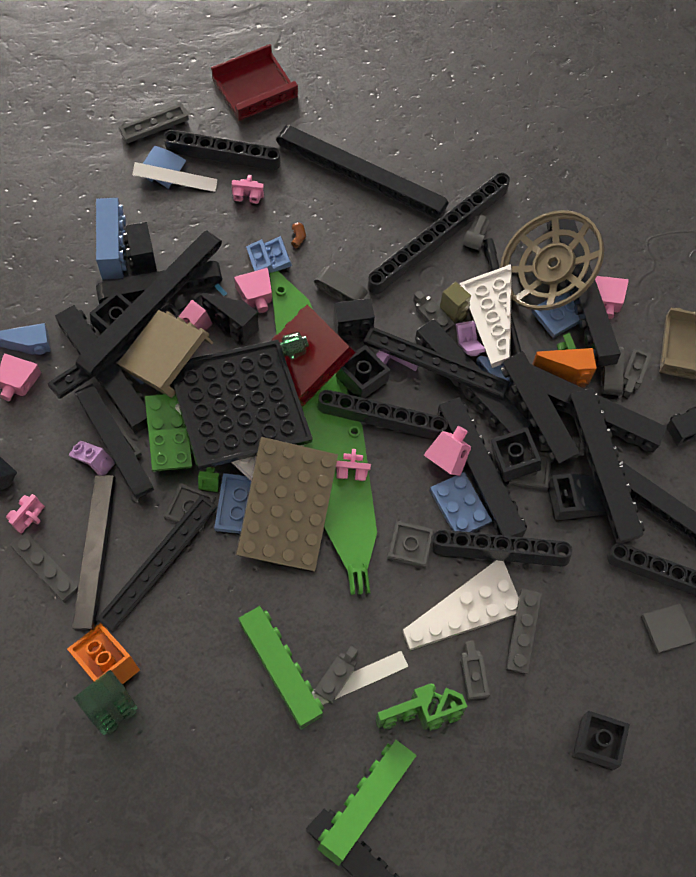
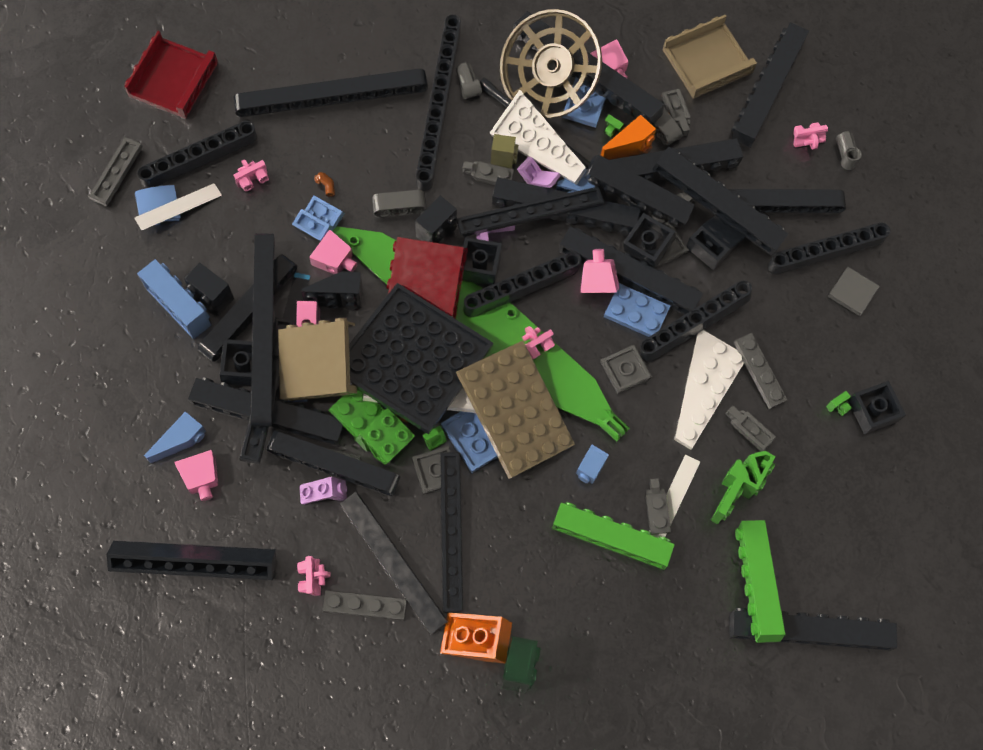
camera: 40 degrees left, 5 degrees up
(294, 345) = (416, 278): clear green head -> none
(311, 596) = (592, 464): none -> medium blue slope
(572, 711) = (840, 403): none -> bright green tile

